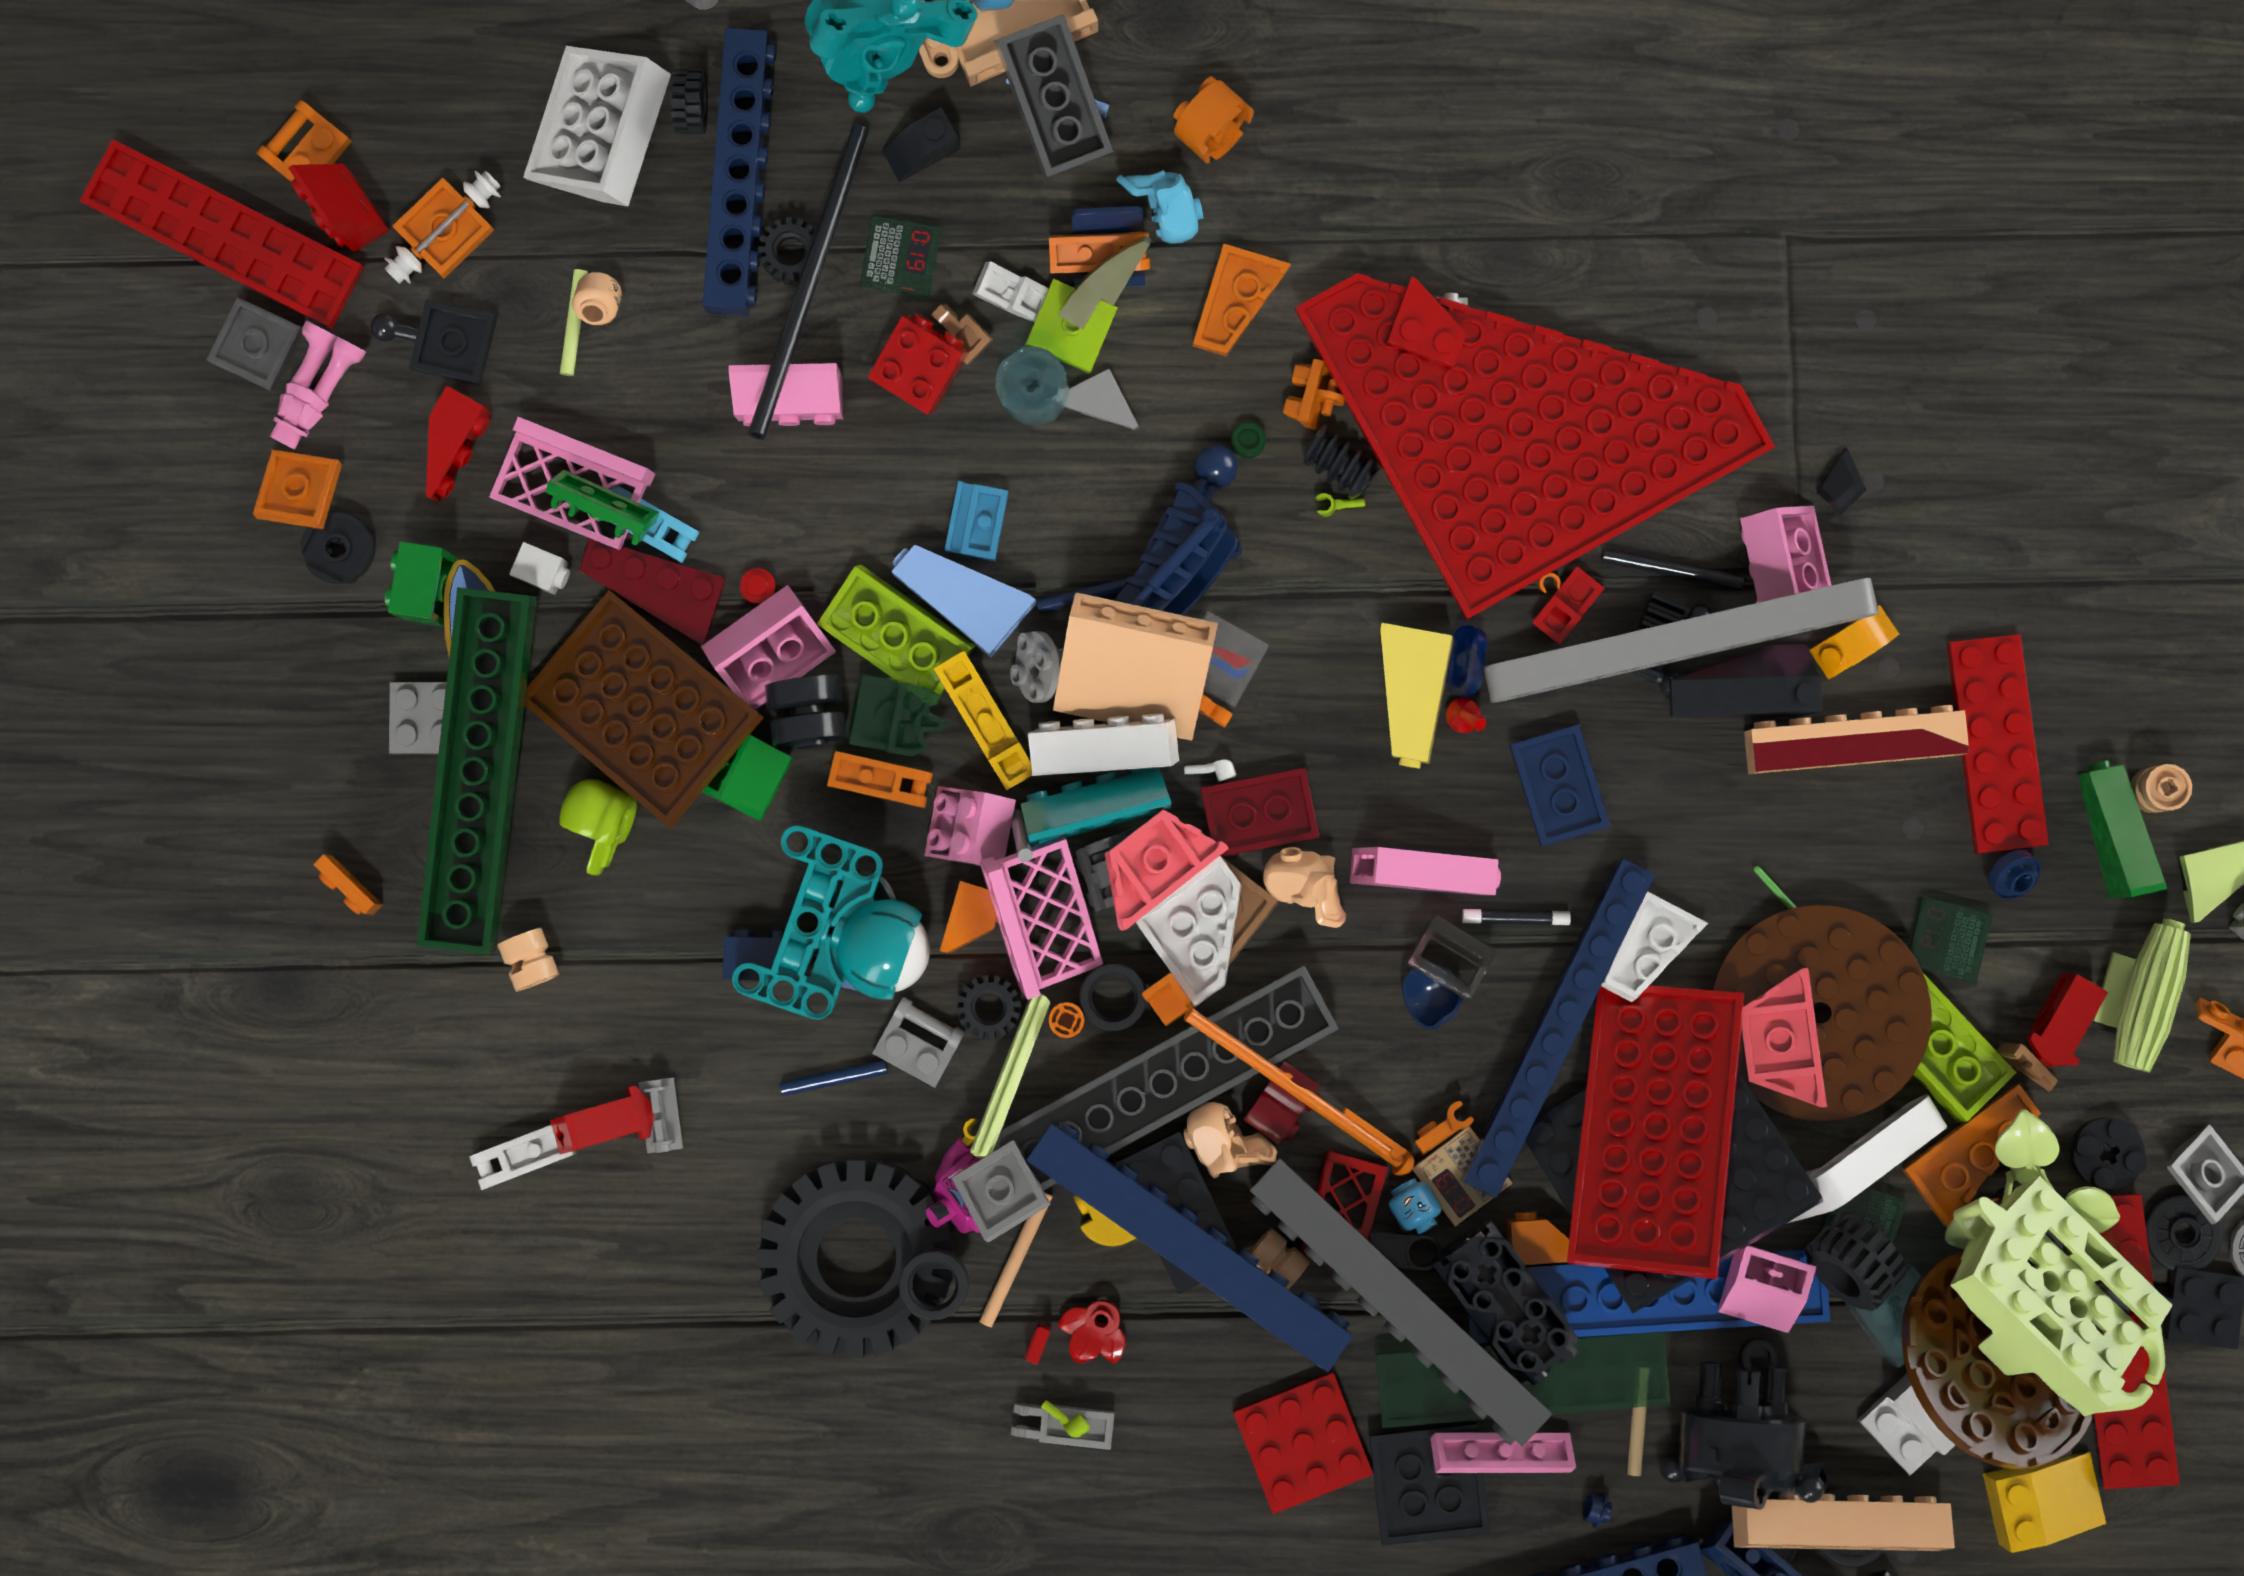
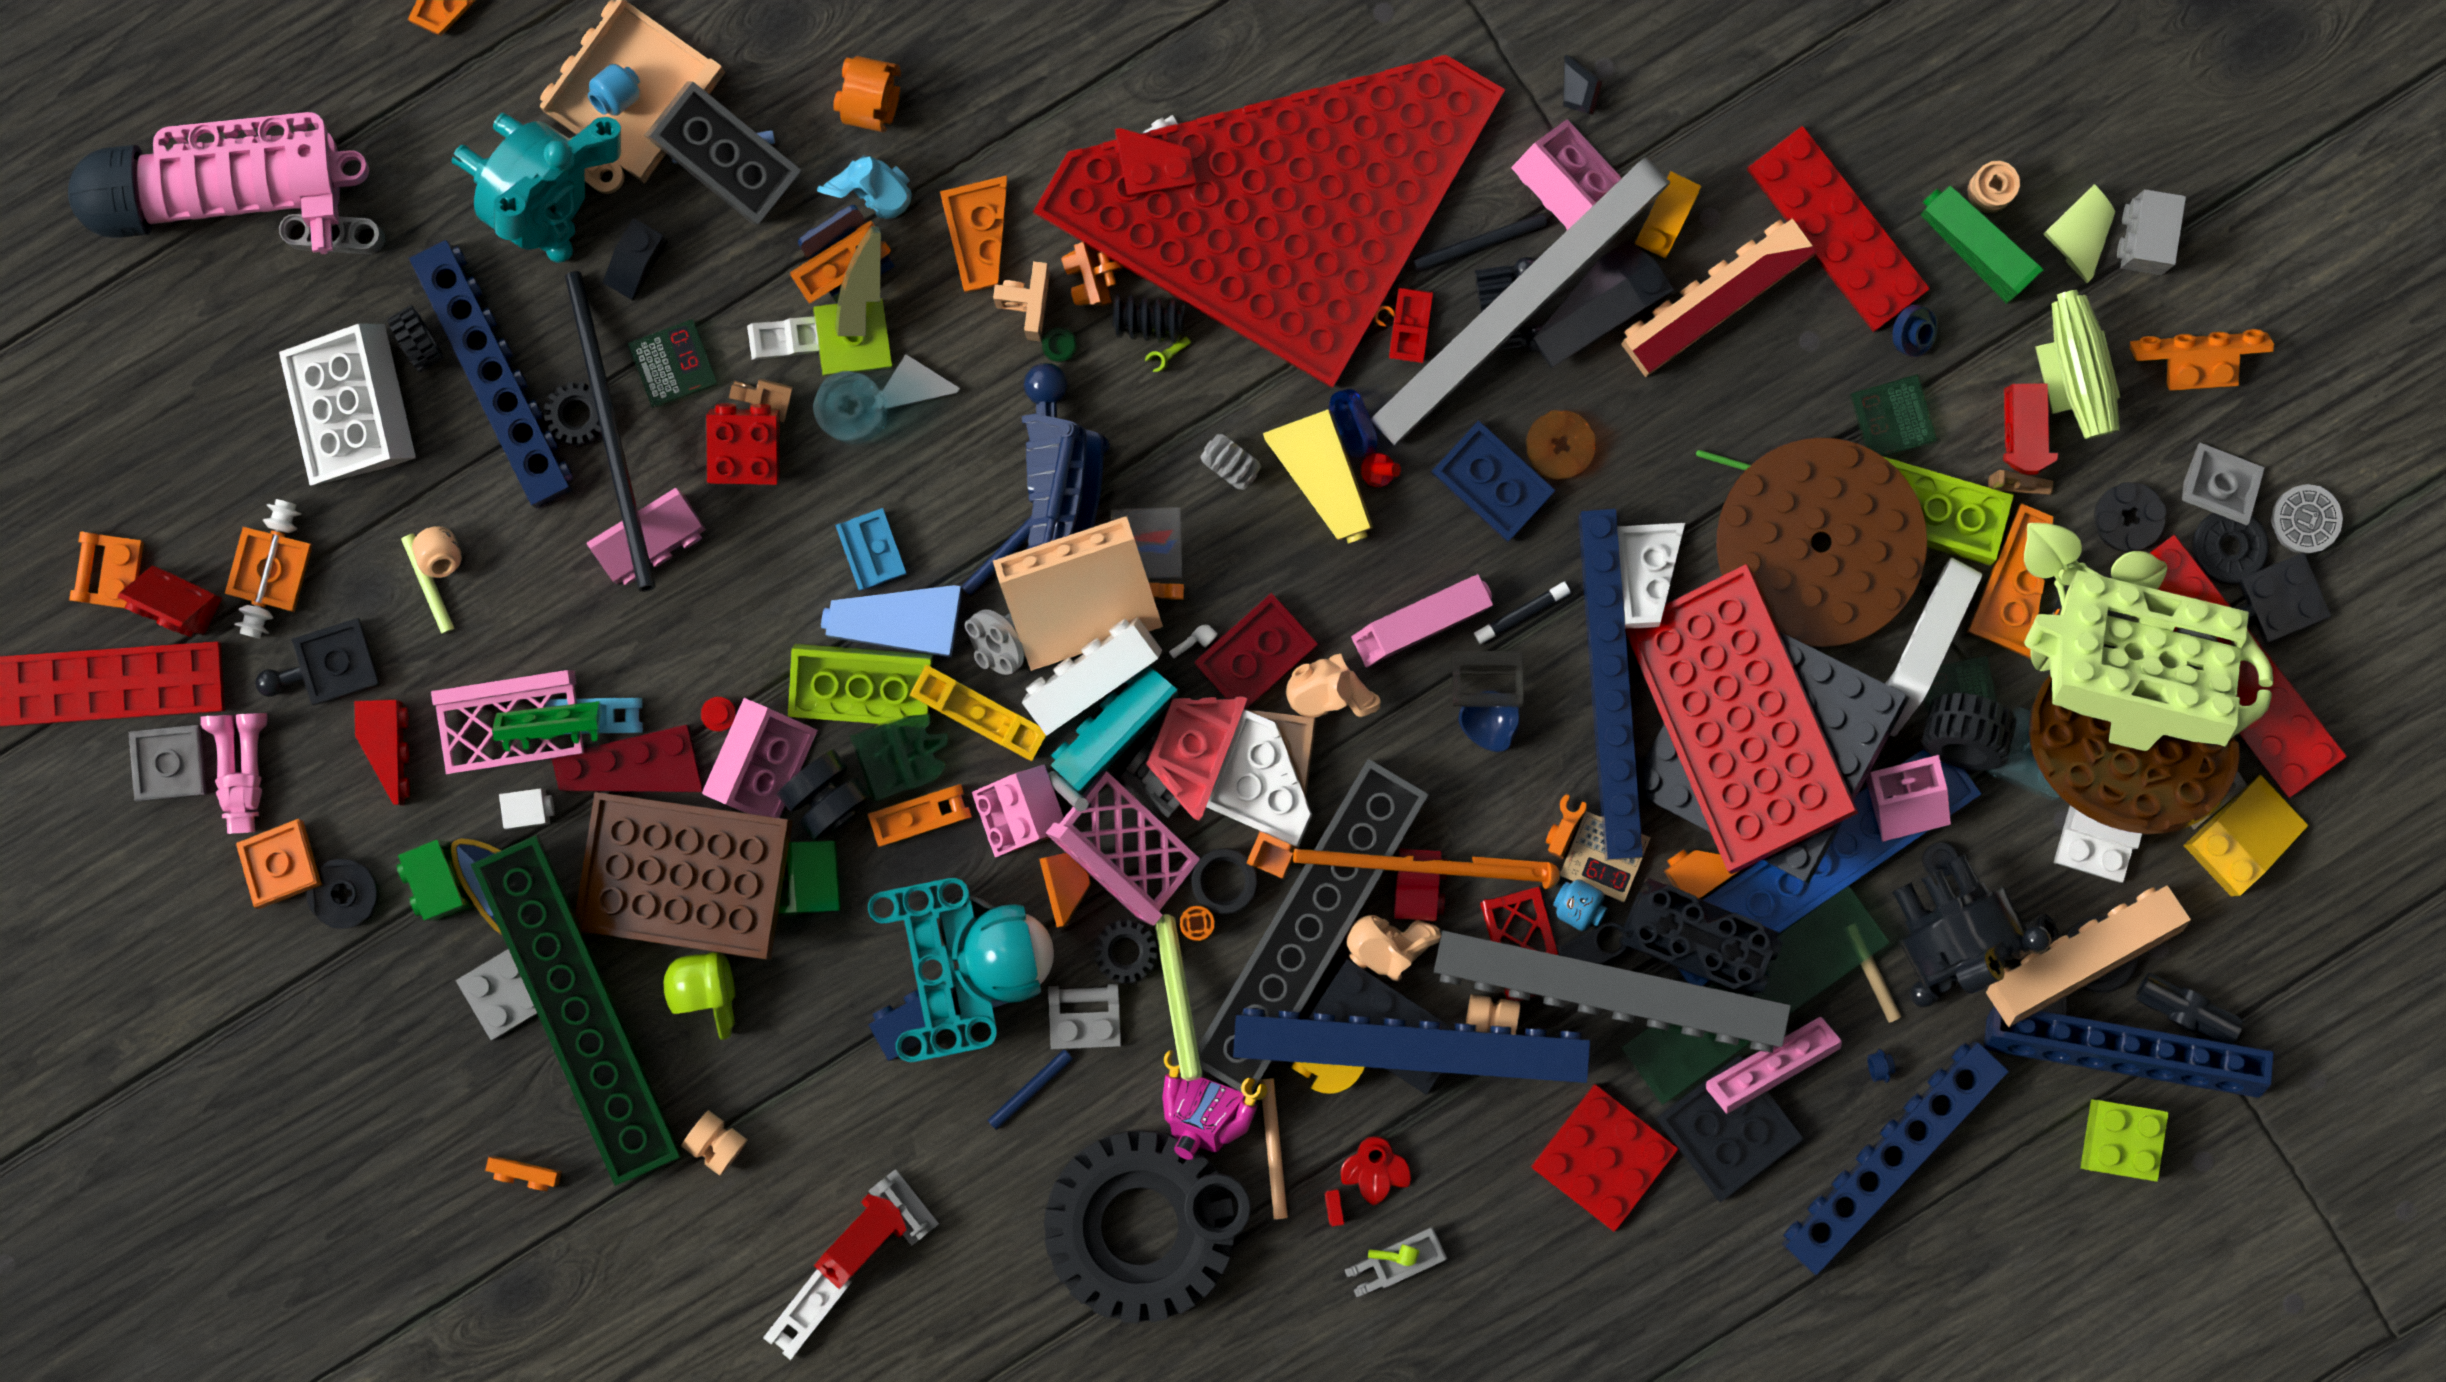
camera: 30 degrees left, 0 degrees up
(1000, 1191) = (1227, 1095): light grey plate -> none
(1246, 385) = (1032, 301): none -> light nougat bracket
(1338, 631) = (1230, 461): none -> light grey gear
(1657, 795) = (1555, 425): none -> clear orange plate
(1783, 1041) = (1803, 584): coral wing -> none

